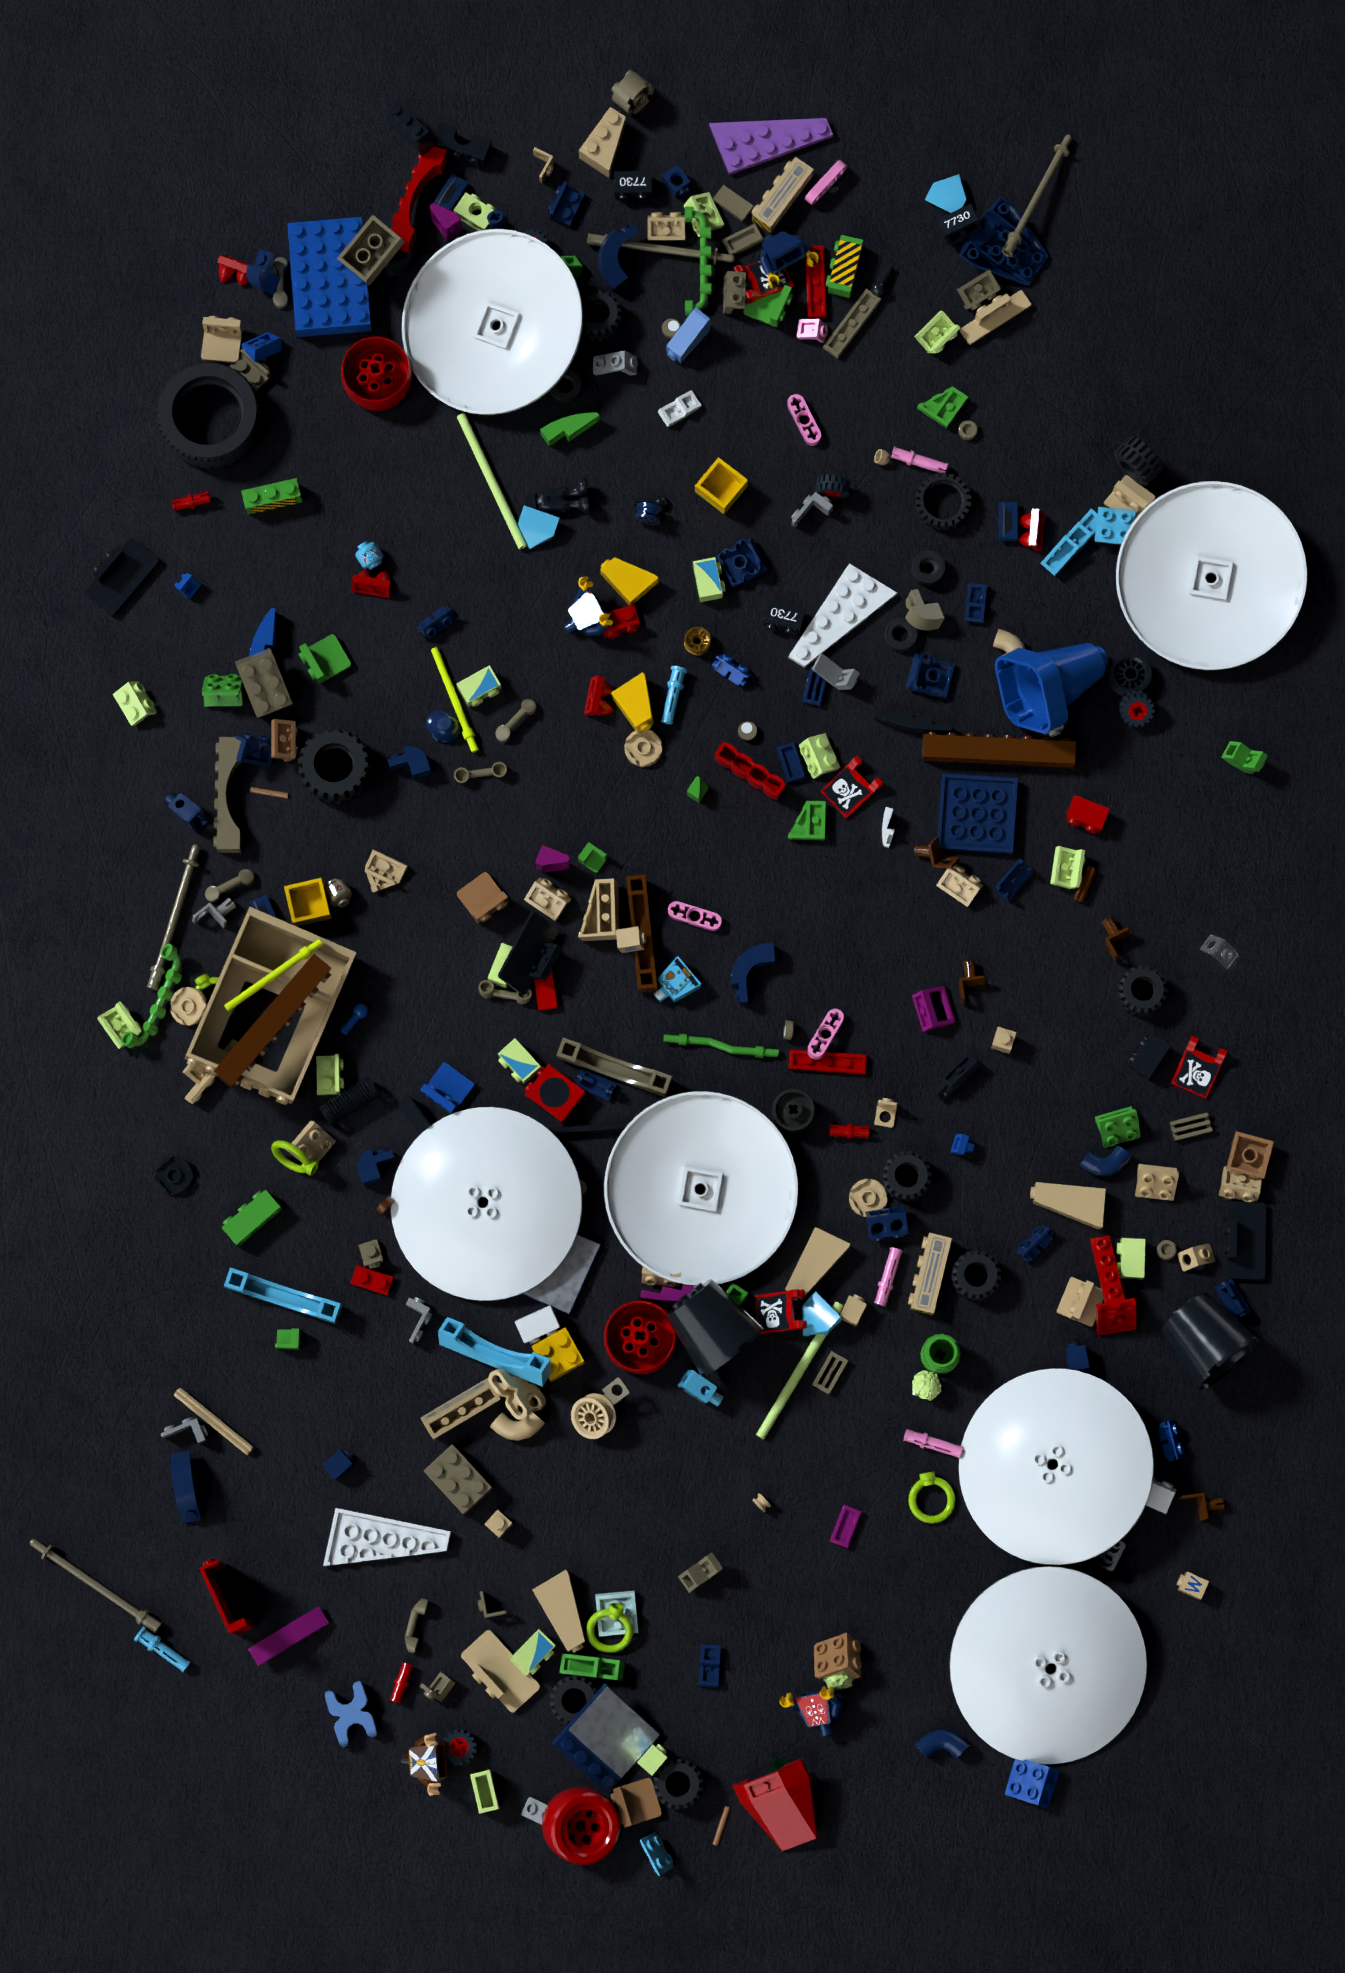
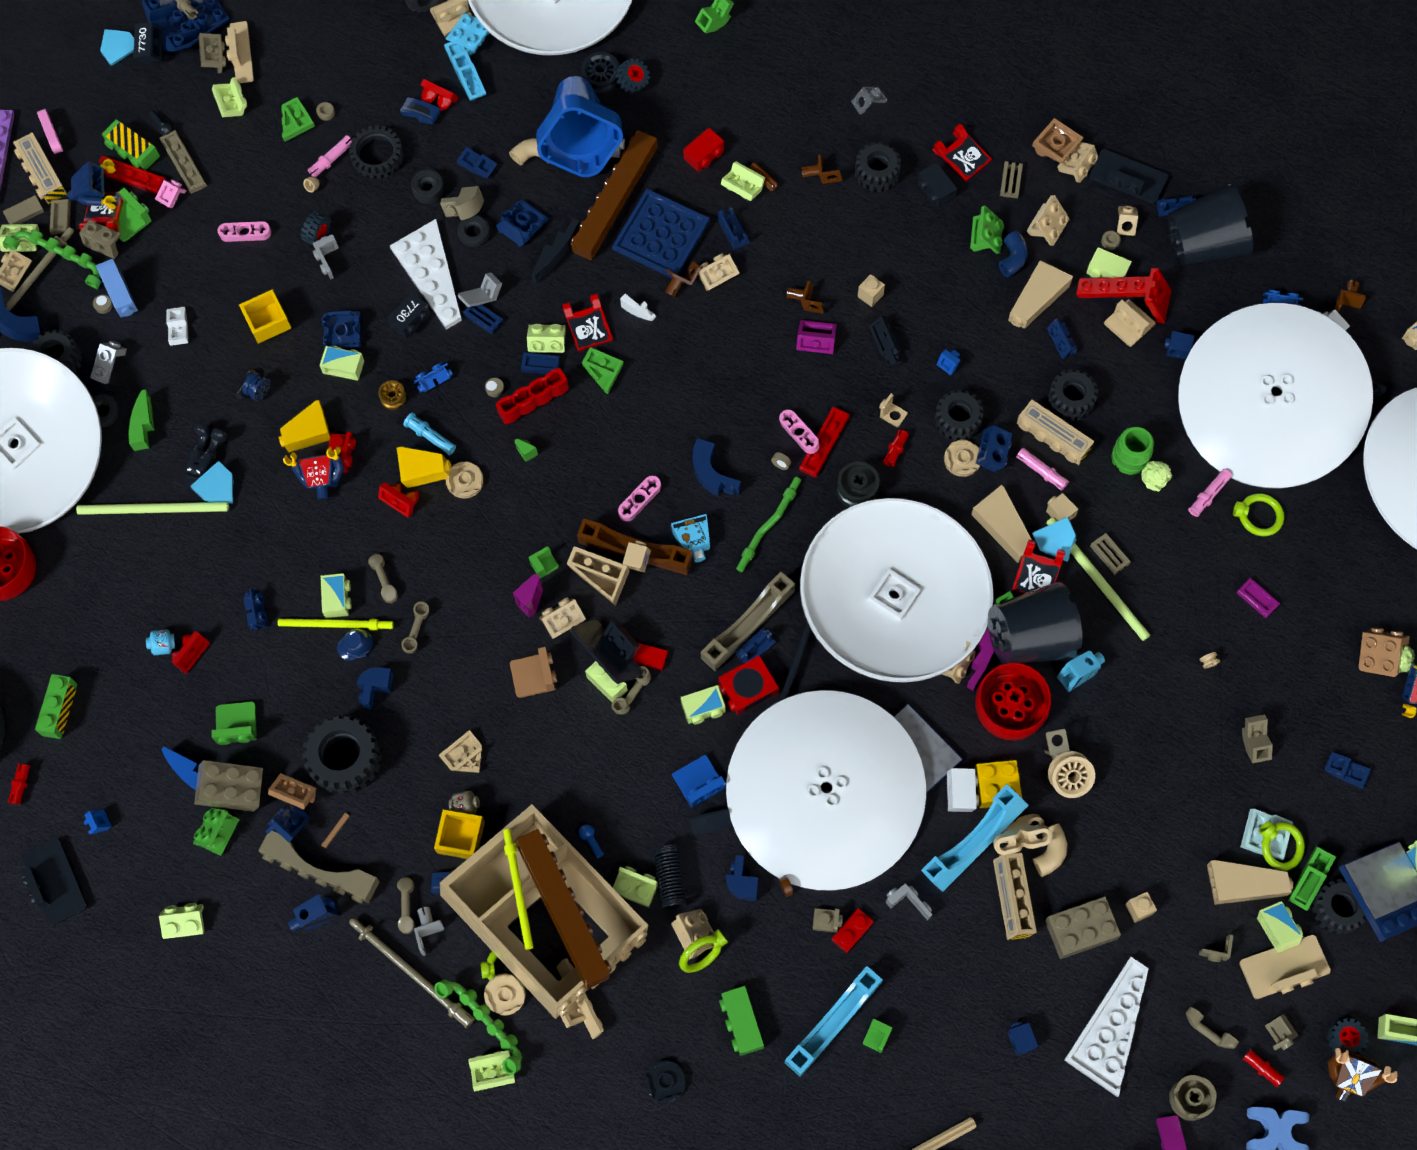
camera: 65 degrees left, 10 degrees down
(336, 1630) = (1204, 1101): none -> dark tan brick

